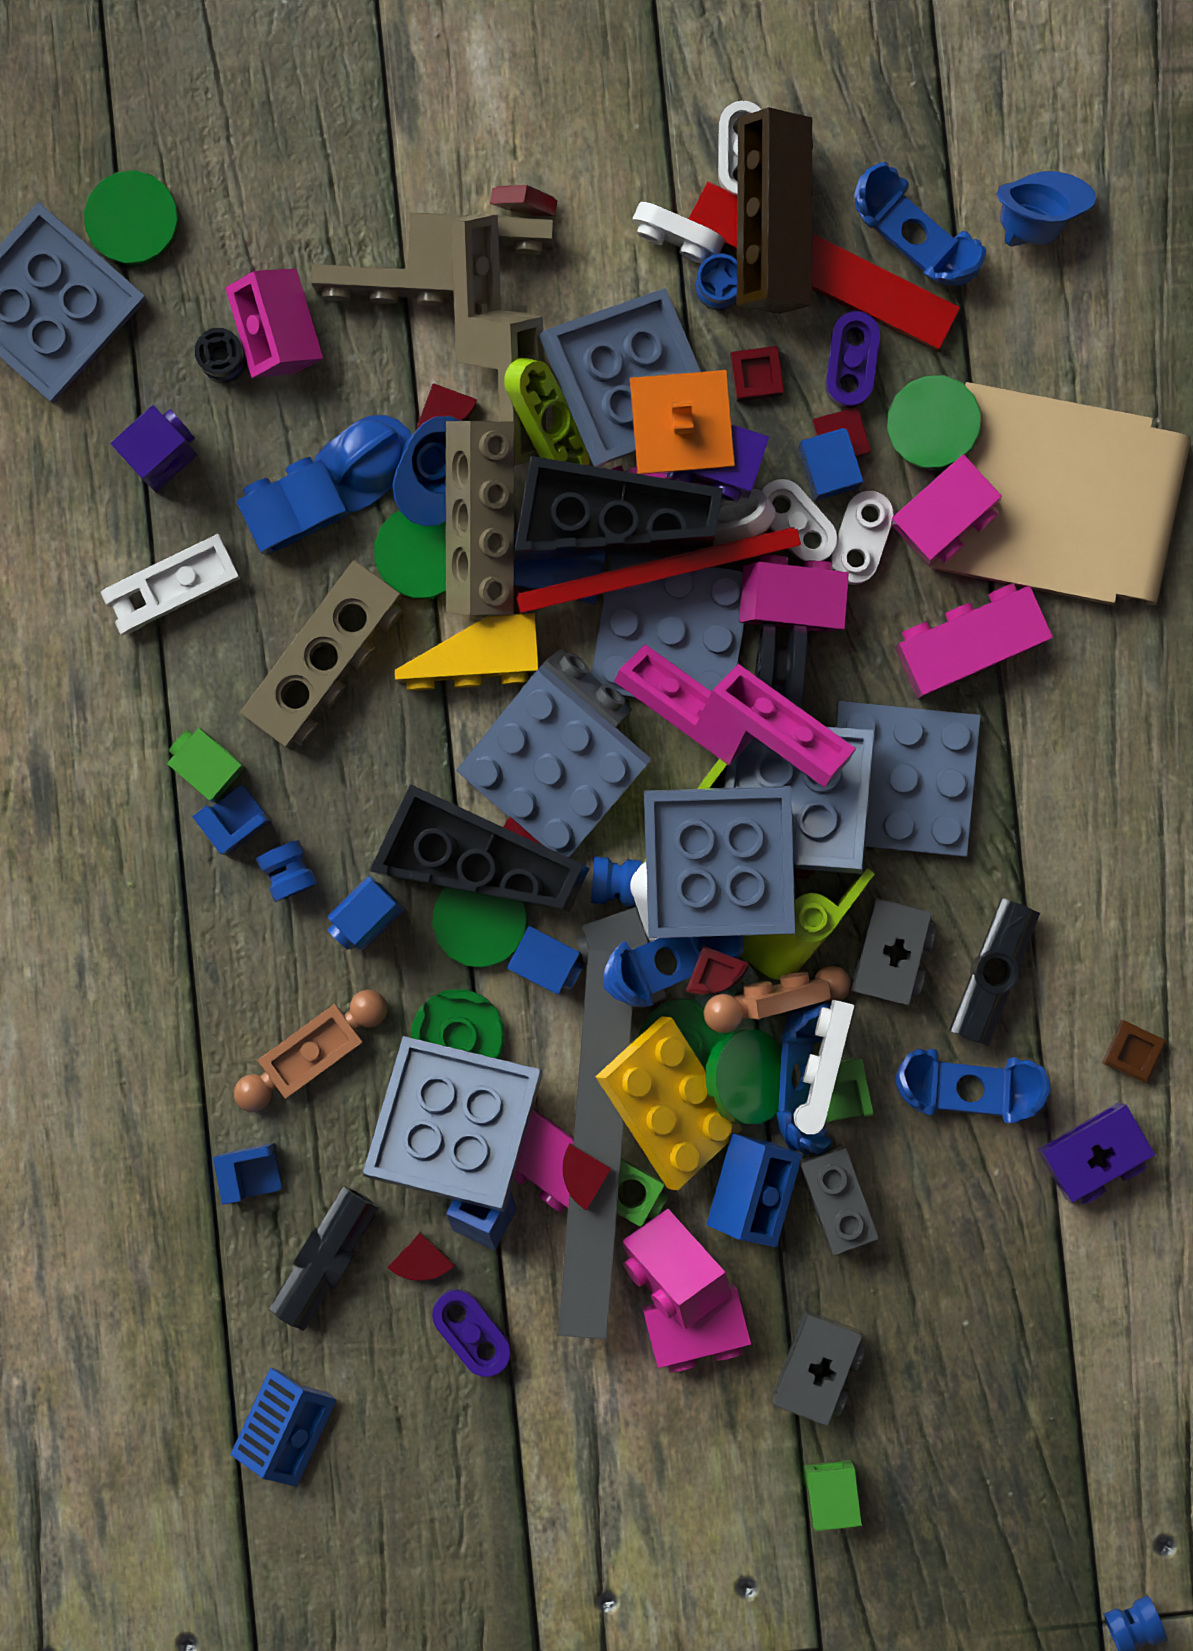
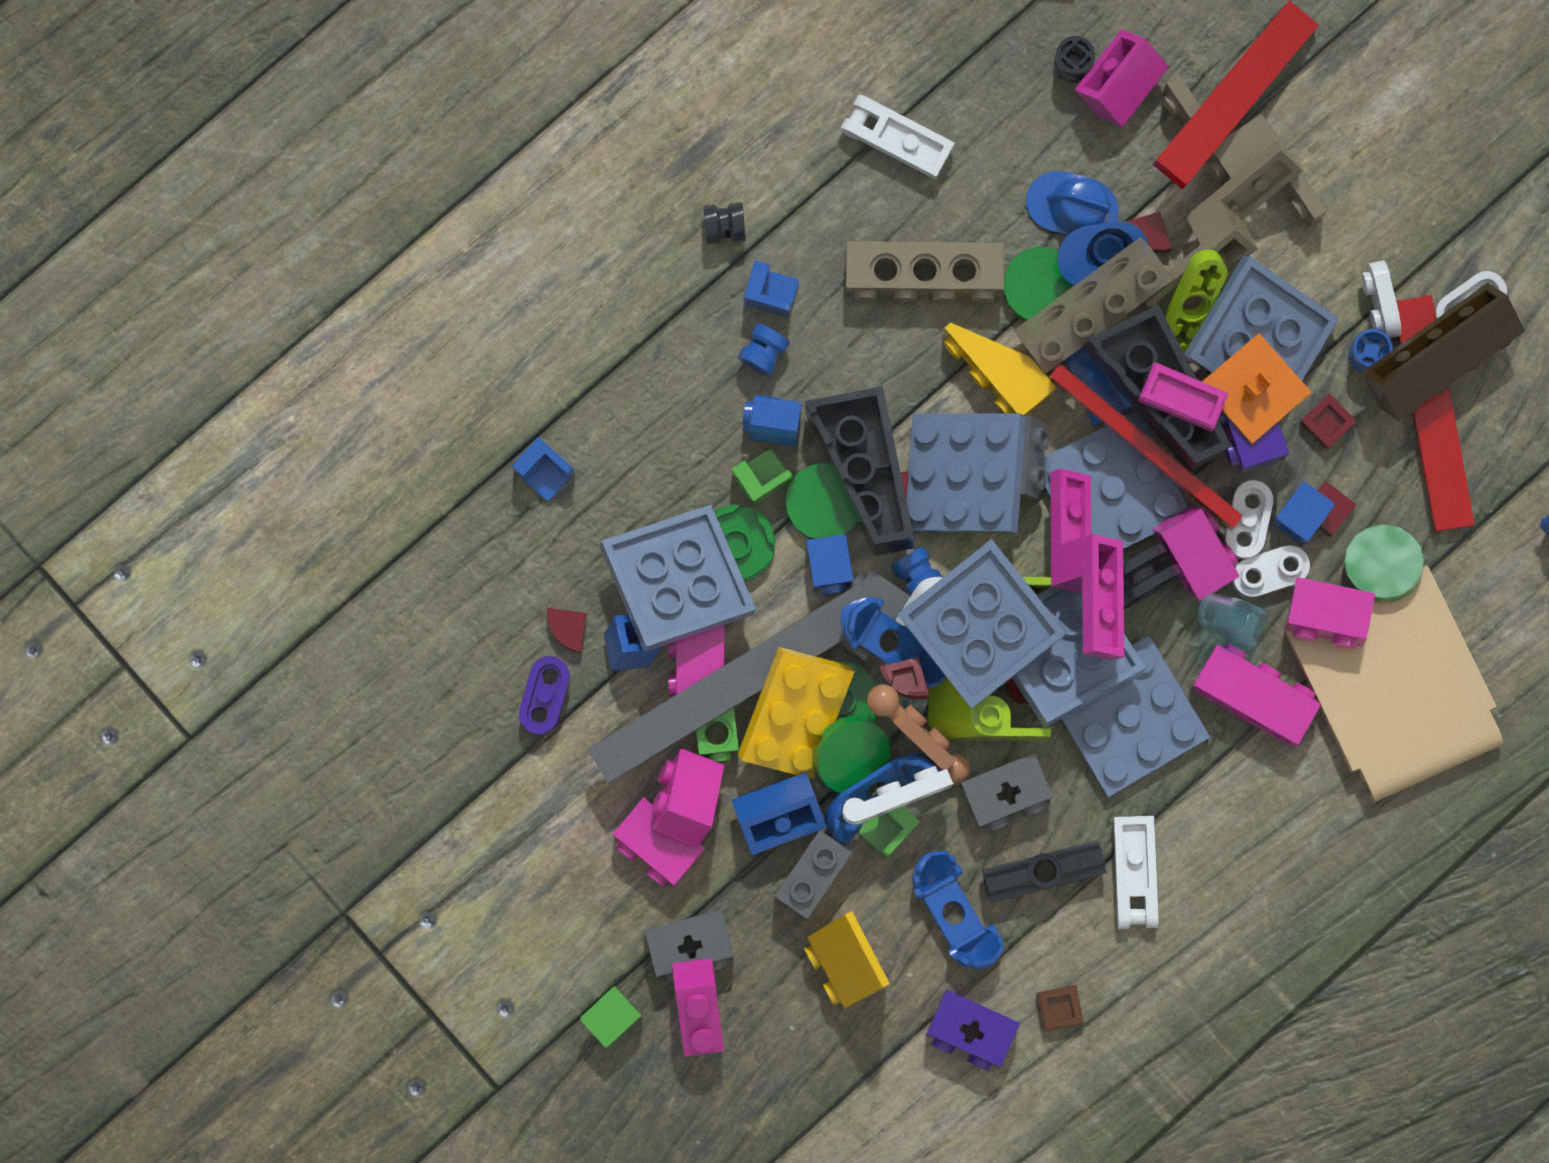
camera: 55 degrees right, 5 degrees down
(132, 817) = (724, 223): none -> black wheel
(156, 446) = (982, 60): dark purple brick -> none
(205, 764) = (795, 245): bright green brick -> none
(282, 1429) = (389, 617): blue panel -> none
(291, 506) = (1009, 178): blue brick -> none
(310, 1051) = (655, 452): nougat plate -> none
(324, 1258) = (523, 561): black piece -> none
(373, 225) = (1235, 95): none -> red tile
(410, 963) = (761, 477): none -> bright green panel
(524, 200) = (1327, 183): dark red tile -> none
(583, 1175) = (706, 687): dark red tile -> none
(640, 500) = (1183, 396): none -> dark pink tile
(743, 518) = (1223, 478): white plate -> none
(852, 361) = (1384, 479): dark purple plate -> none
(884, 610) = (1232, 619): none -> clear light blue piece
(885, 208) = (1503, 426): blue piece -> none
(886, 1407) = (698, 1007): none -> dark pink brick
(947, 1228) = (846, 961): none -> yellow slope
(1056, 882) = (1135, 870): none -> white plate

